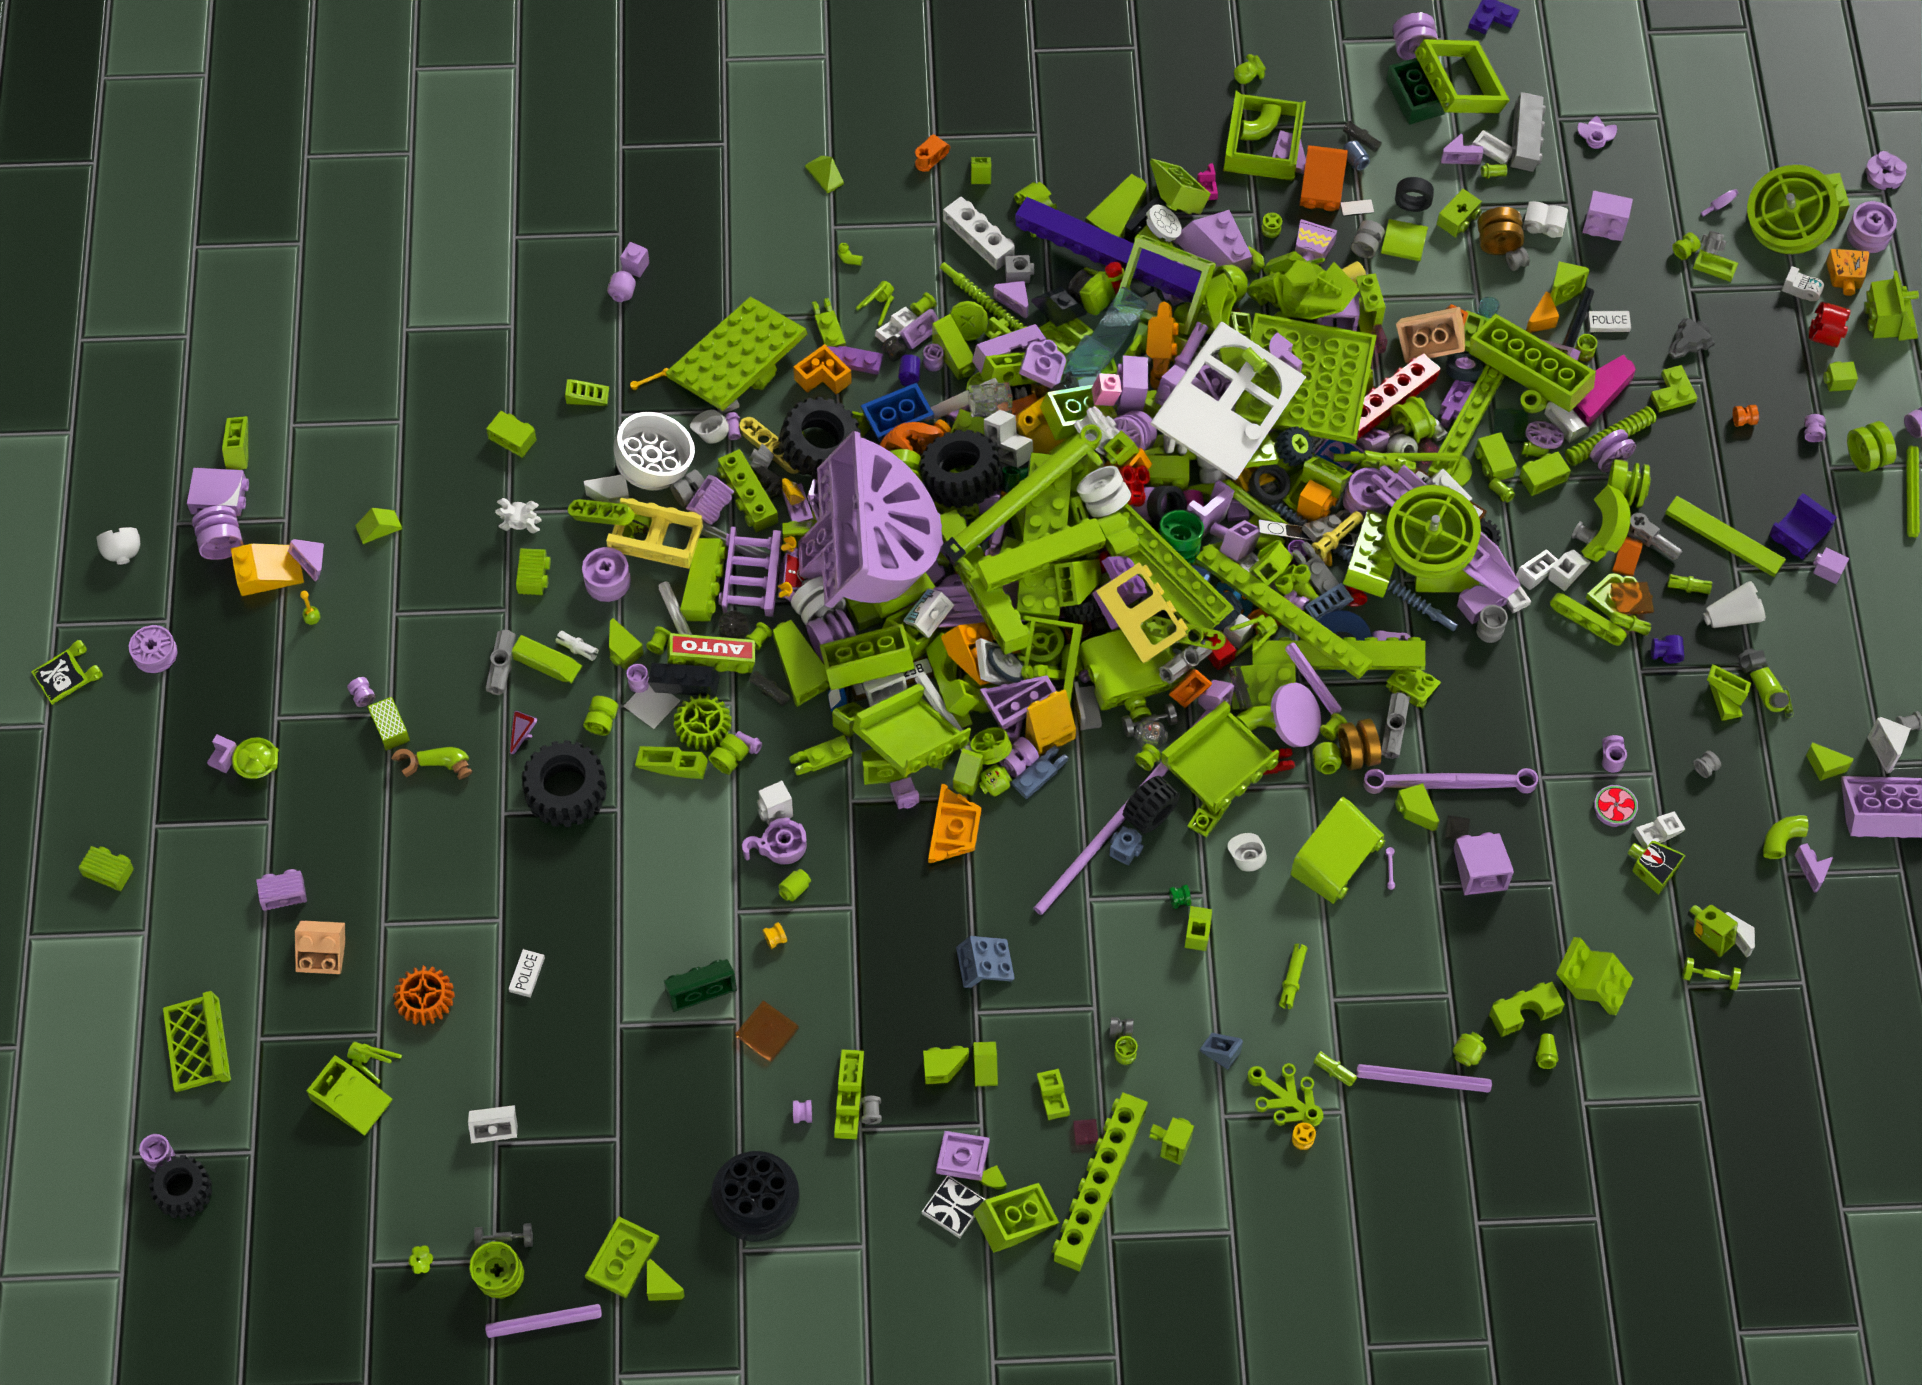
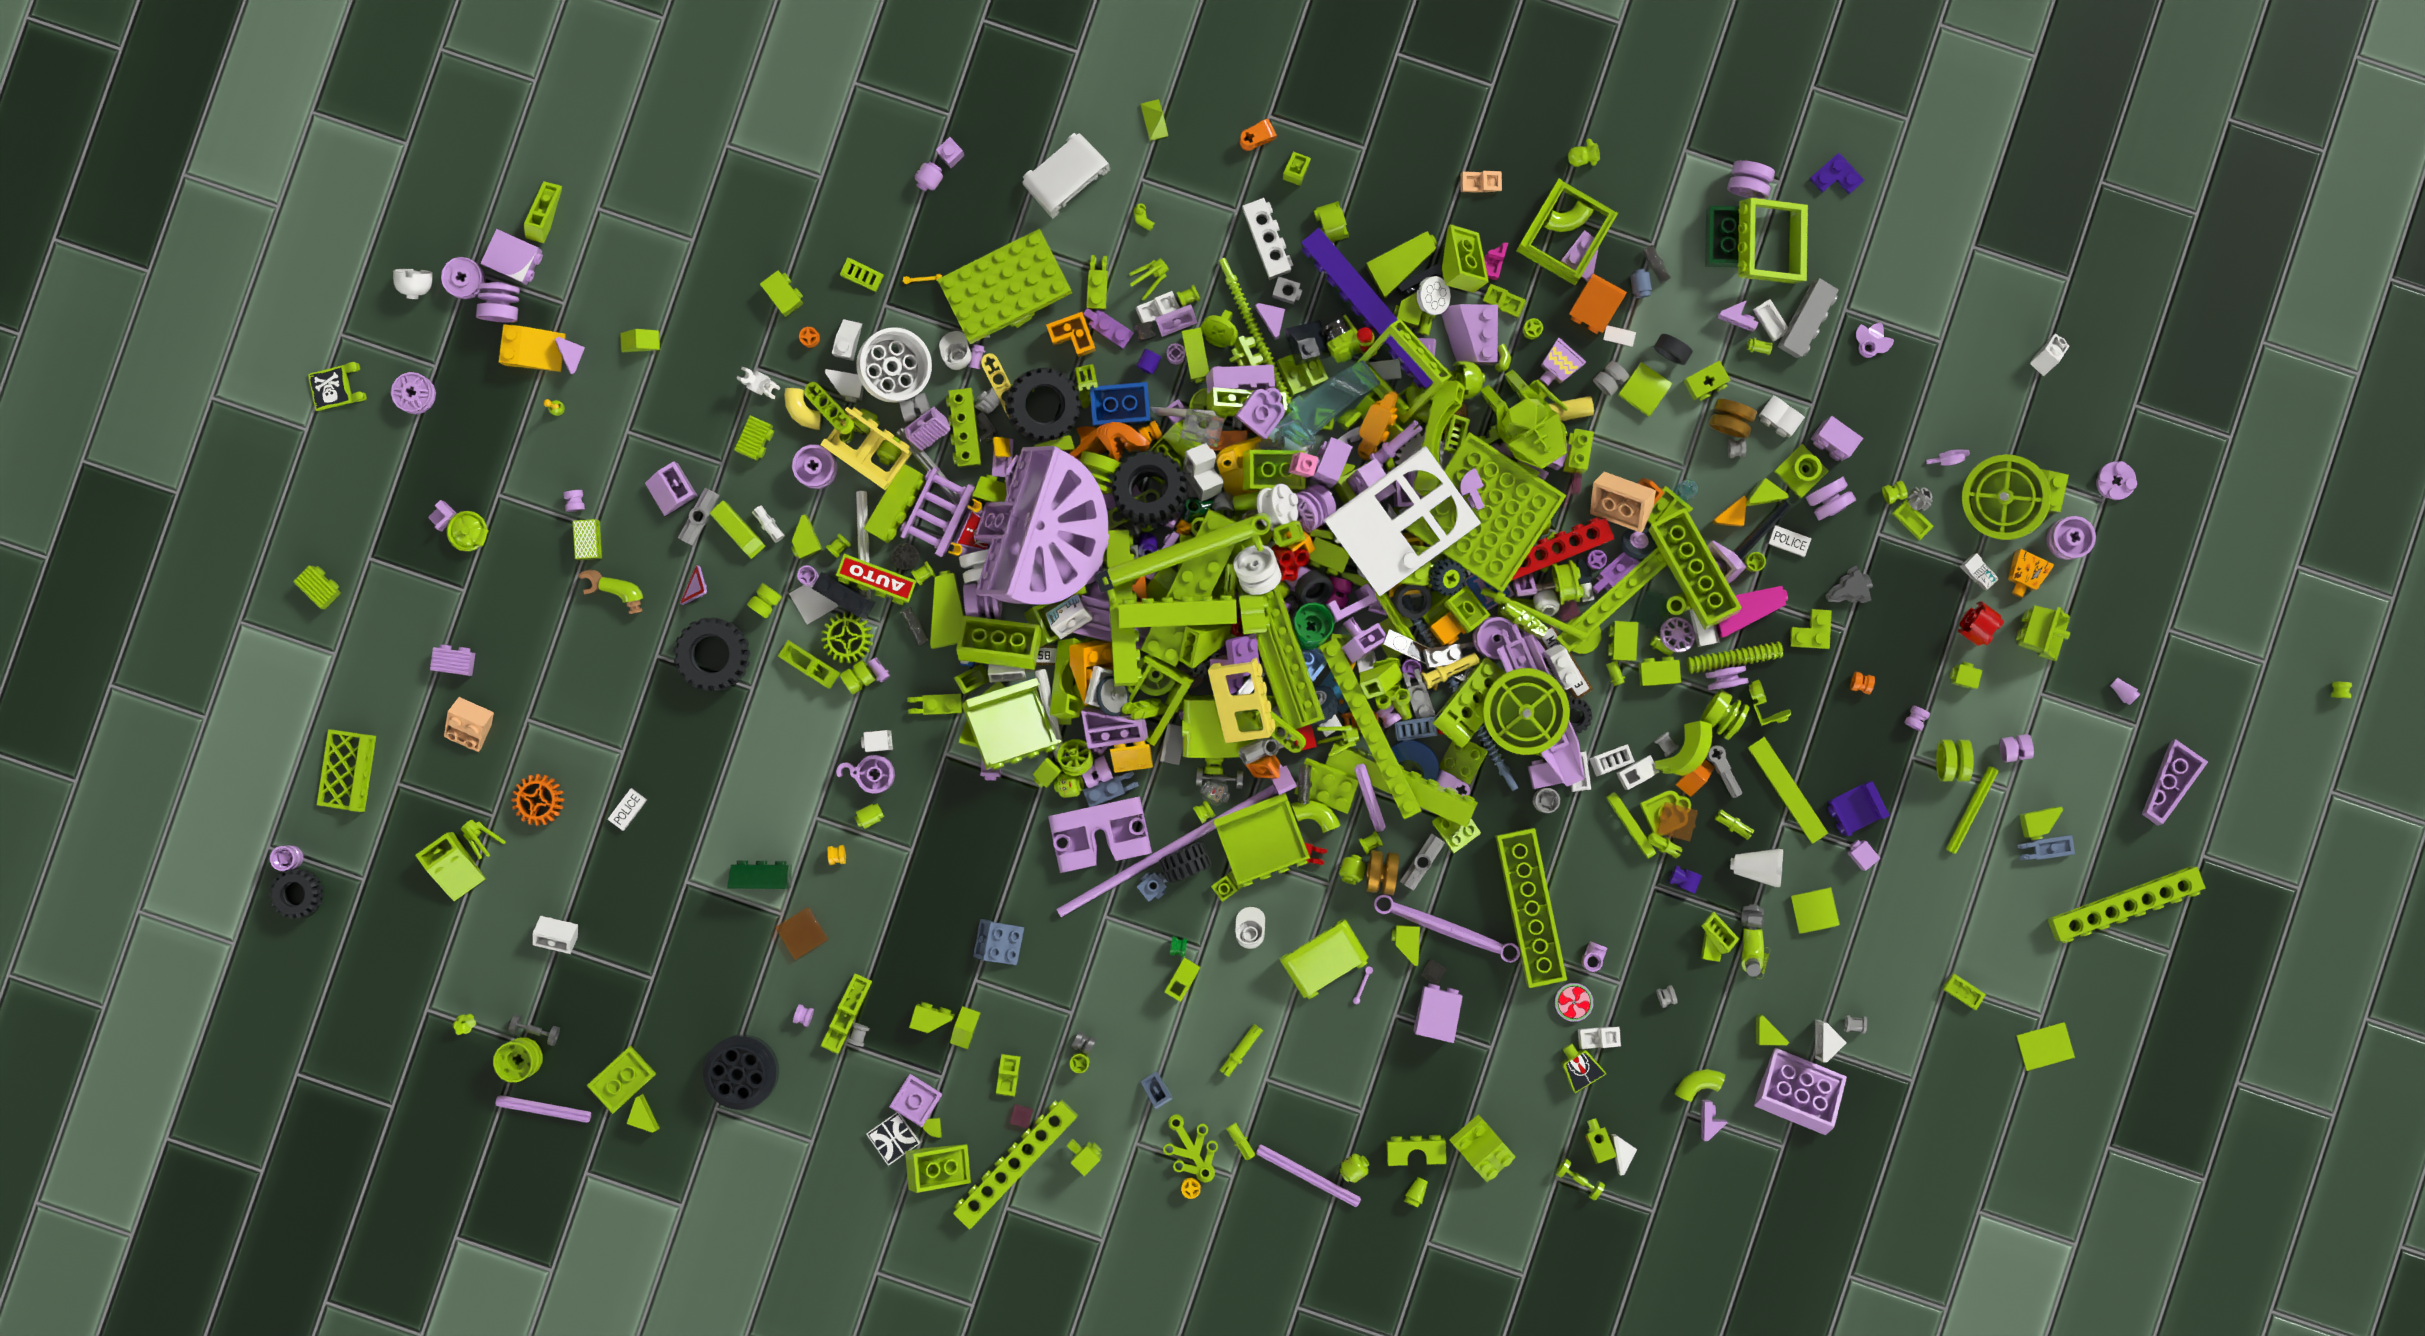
camera: 25 degrees right, 25 degrees up
(171, 527) = (453, 273): none -> lavender wheel
(461, 644) = (670, 488): none -> lavender slope
(557, 459) = (809, 333): none -> orange wheel
(570, 531) = (799, 411): none -> light yellow cylinder
(595, 456) = (847, 340): none -> white slope
(678, 535) = (888, 452): none -> lime head
(756, 241) = (1065, 174): none -> white windscreen
(854, 401) = (1087, 382): none -> lime tile
(954, 826) = (1020, 812): light orange wing -> none
(1055, 797) = (1080, 829): none -> lavender connector
(1164, 124) = (1481, 181): none -> light nougat slope
(1241, 212) = (1506, 301): none -> lime slope
(1254, 360) = (1439, 496): lime pin -> none
(1296, 715) = (1341, 825): lavender tile -> none
(1390, 615) = (1464, 761): none -> lime hinge
(1430, 392) = (1599, 557): none -> medium lavender wheel
(1527, 727) = (1531, 907): none -> lime brick
(1592, 252) = (1791, 471): none -> lime plant
(1629, 265) = (1831, 499): none -> lavender wheel
(1650, 455) = (1757, 692): none -> lime piece
(1766, 89) = (2049, 354): none -> white slope
(1811, 633) = (1815, 910): none -> lime slope

